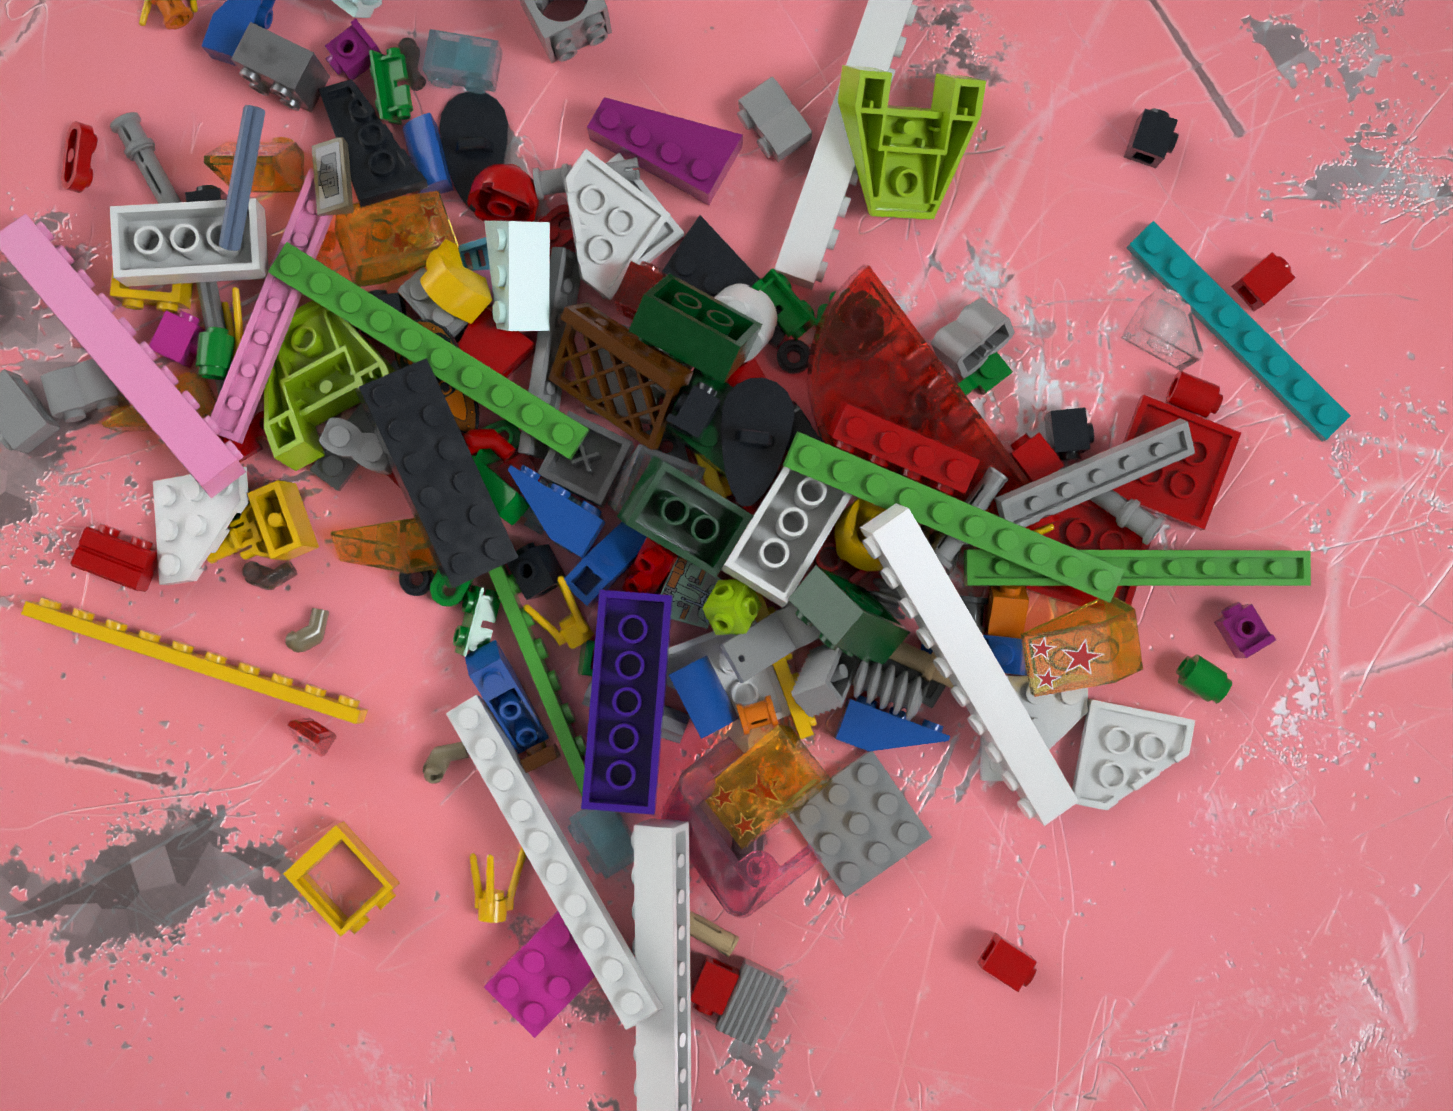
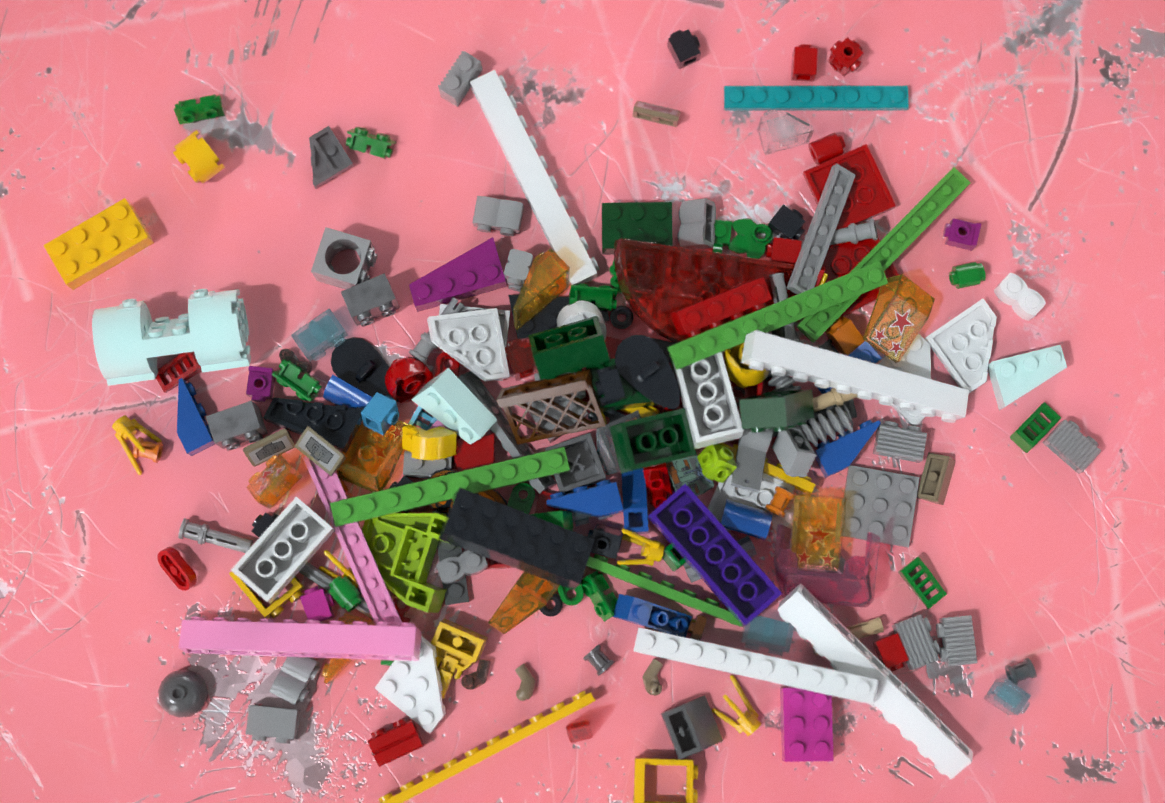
camera: 45 degrees left, 5 degrees down
(241, 177) = (285, 491): sand blue axle -> none
(294, 124) = (269, 446): none -> slope
(406, 685) = (598, 660): none -> dark grey bush
(427, 851) = (691, 727): none -> dark grey slope
(438, 203) = (380, 413): none -> dark azure brick
(486, 439) = (521, 500): red arm -> none
(548, 74) = (370, 300): none -> flat silver brick
(734, 197) = (517, 268): none -> light grey brick
(738, 236) = (544, 283): none -> clear yellow slope
(794, 1045) = (957, 640): none -> light grey brick
(822, 919) = (904, 573): none -> green slope
(902, 151) = (577, 167): lime wedge -> none
(910, 272) = (636, 221): none -> dark green brick
(948, 855) = (936, 478): none -> dark tan slope
(949, 781) = (900, 442): none -> light grey brick
(1008, 963) = (1014, 499): red brick -> none
(1009, 406) = (747, 238): none -> green plate
(1050, 178) = (656, 113): none -> dark tan slope
(1086, 910) = (1025, 438): none -> green slope
(1127, 970) = (1072, 445): none -> light grey brick
(1154, 842) = (1022, 373): none -> light aqua wedge
(1236, 768) = (1023, 300): none -> white brick
(1316, 317) = (842, 62): none -> red brick

